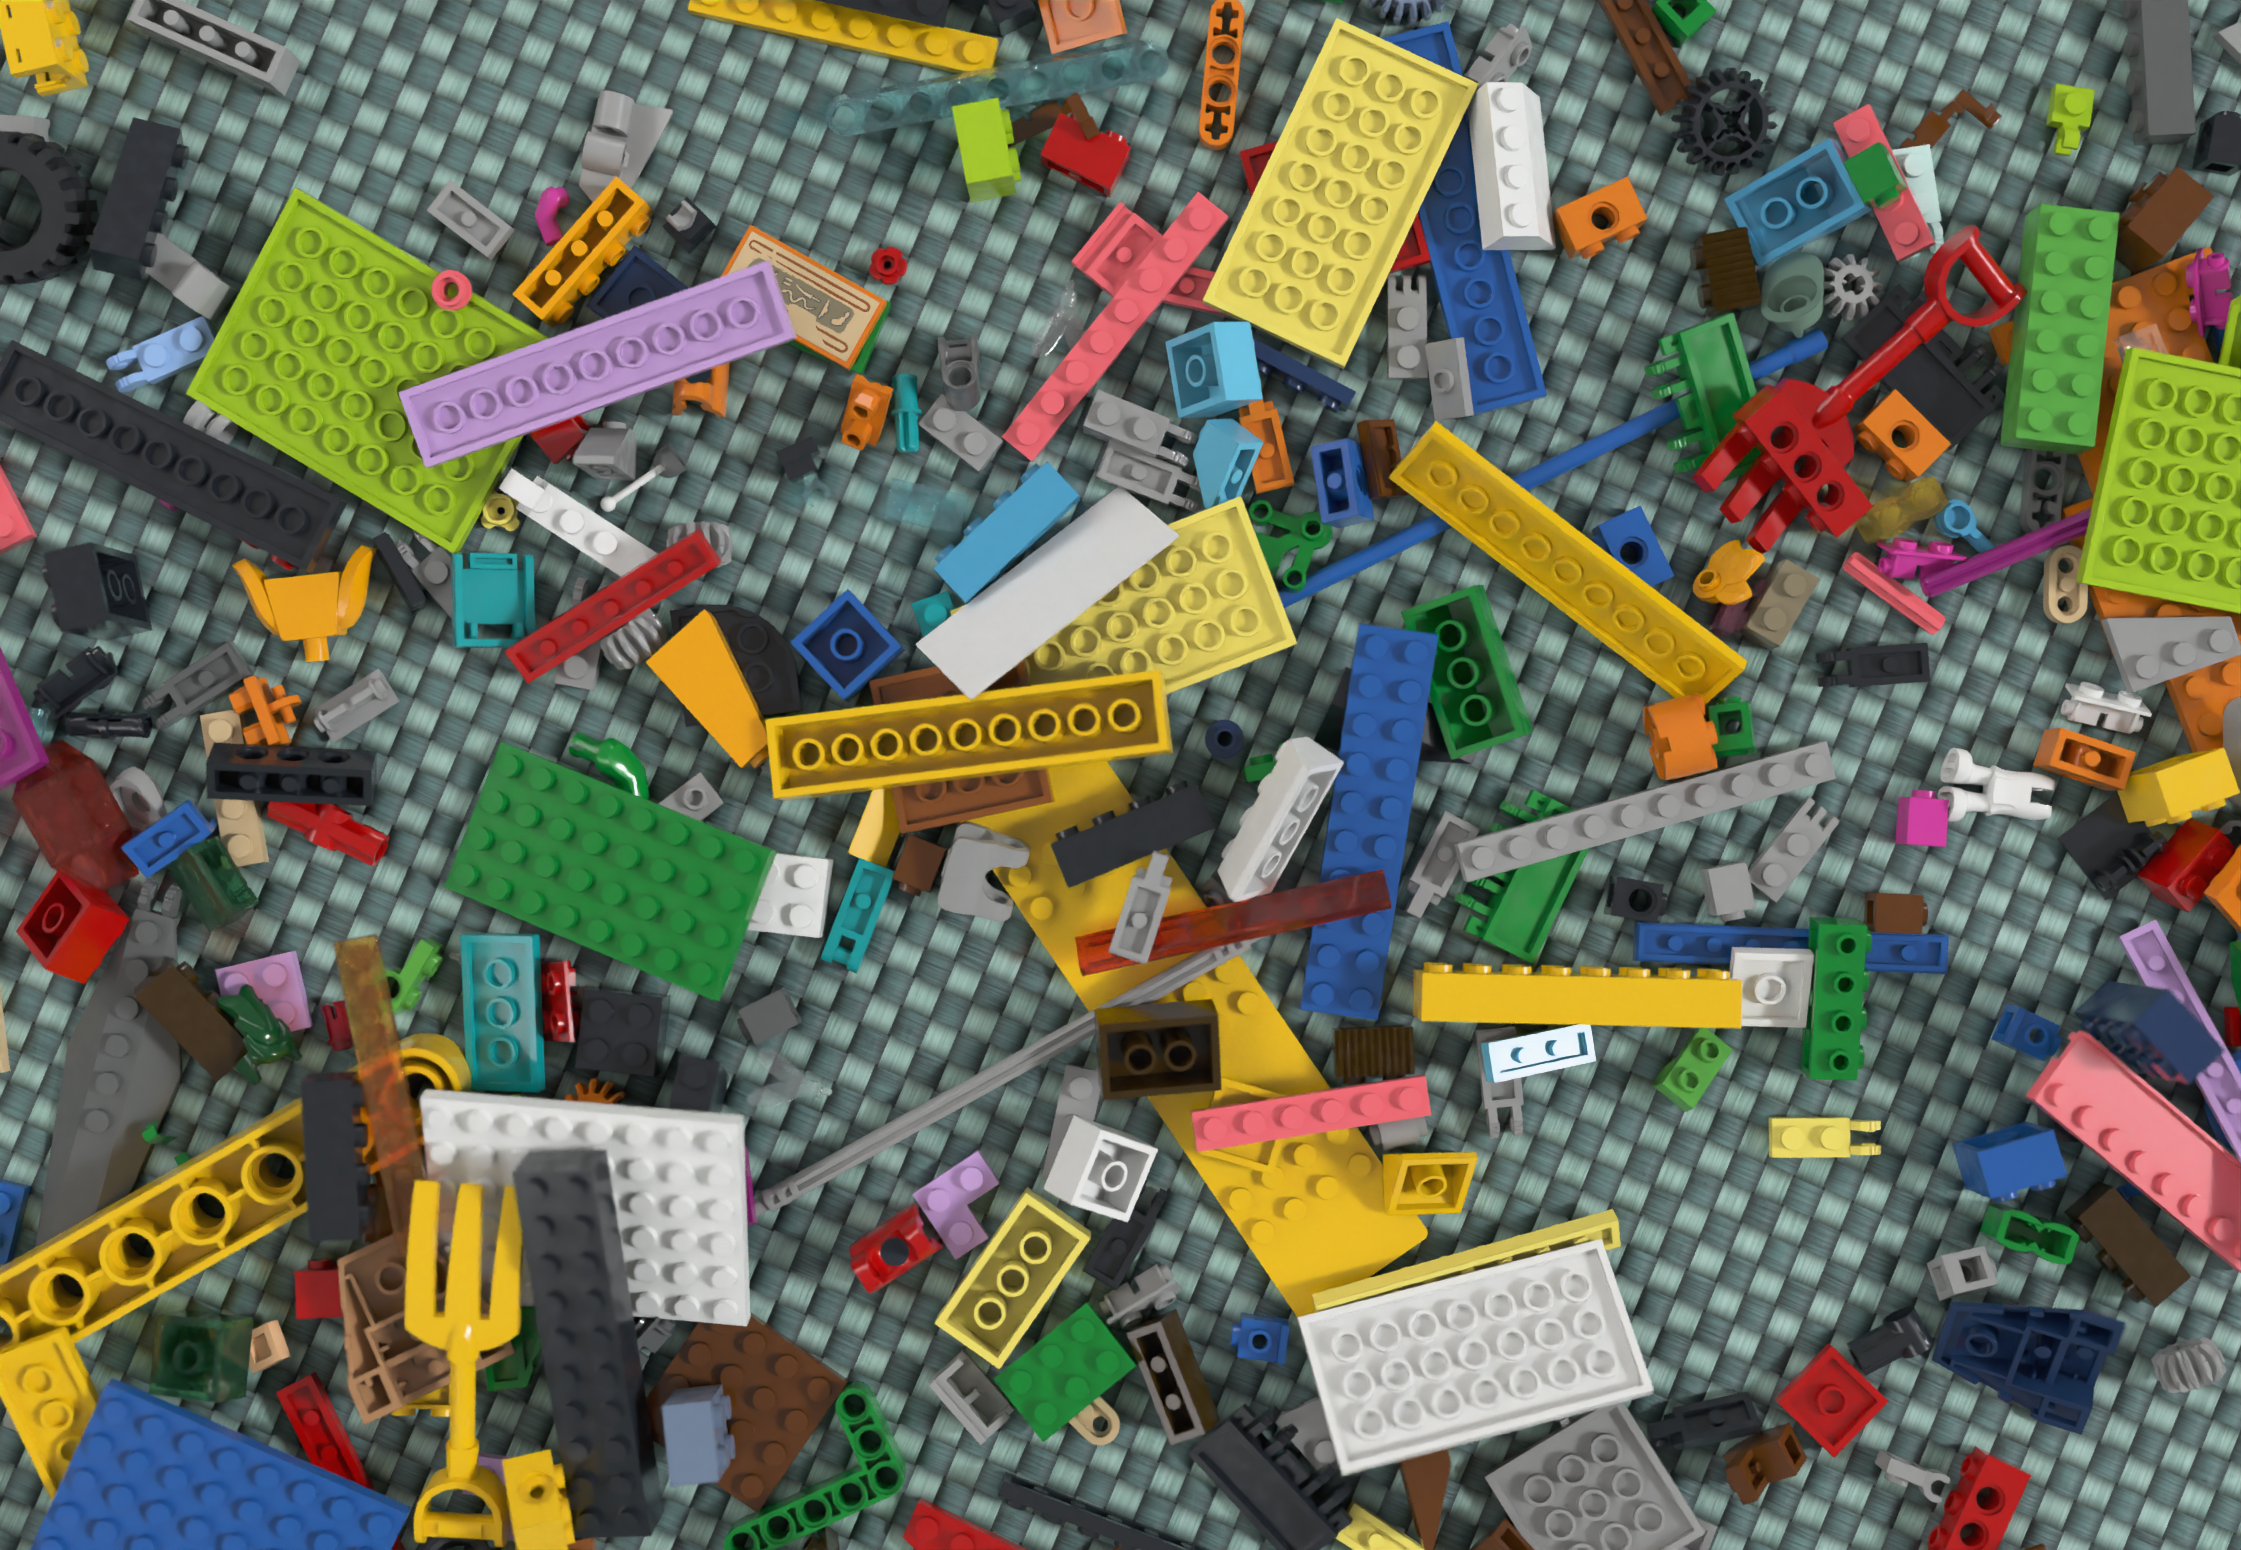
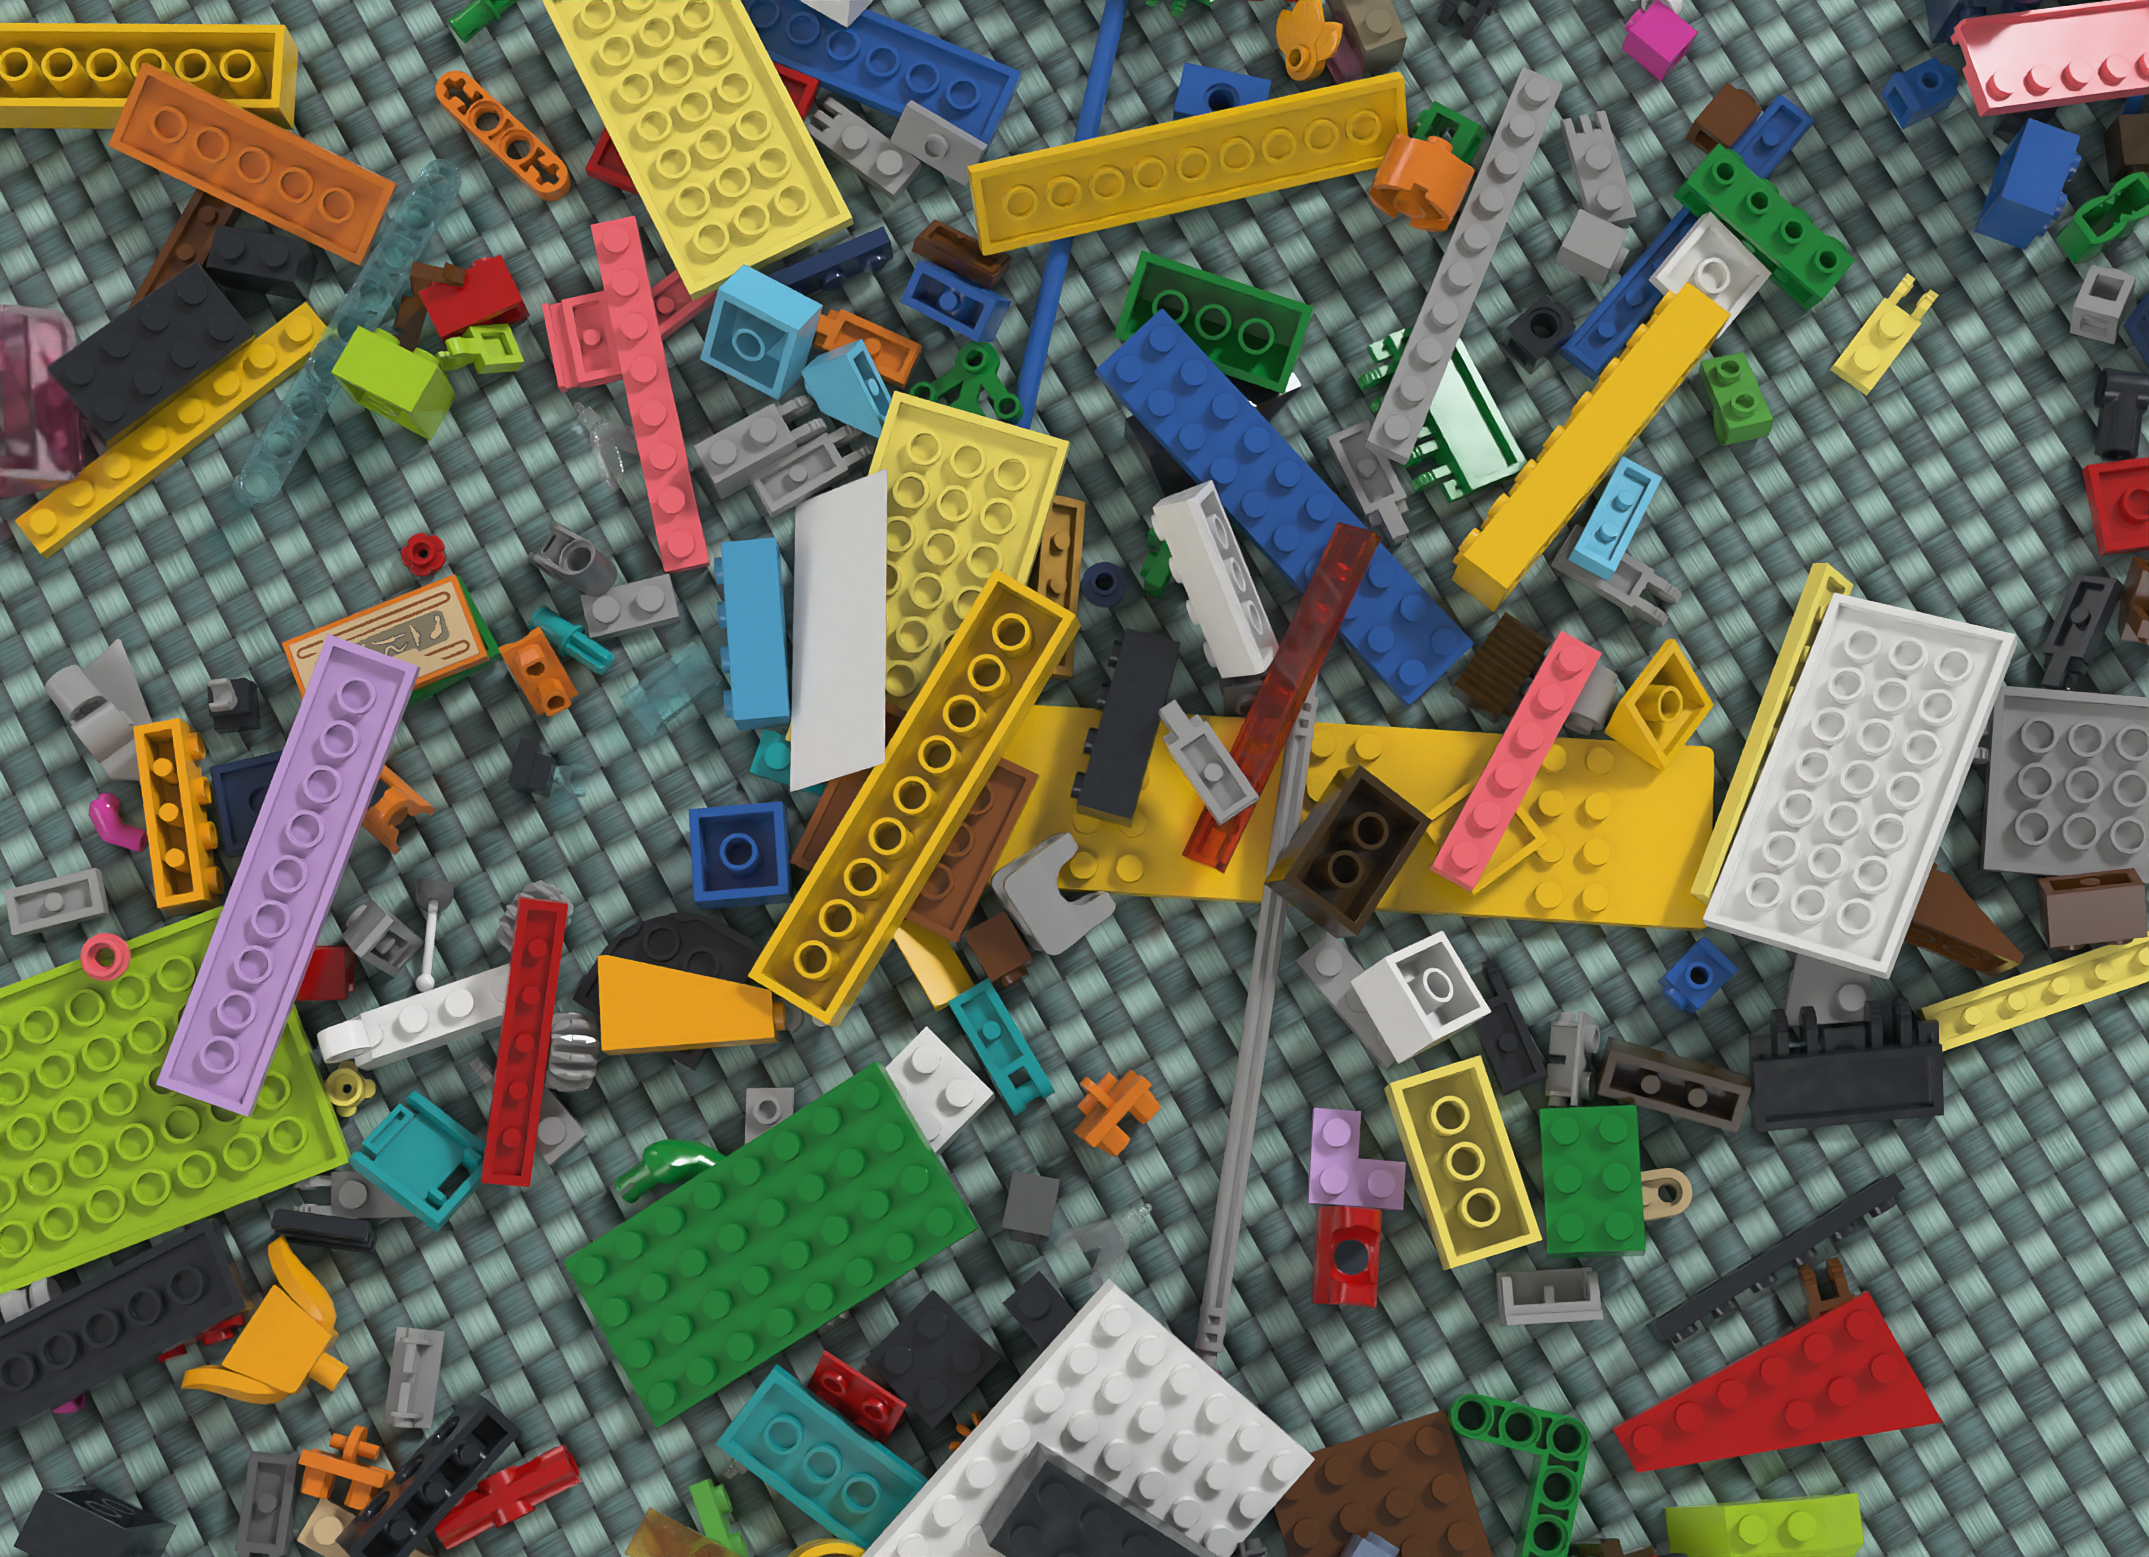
camera: 50 degrees left, 10 degrees down
(873, 1016) = (1107, 1105): none -> orange hips
(1060, 189) = (487, 346): none -> lime plate
(1209, 700) = (1059, 565): none -> pearl gold plate

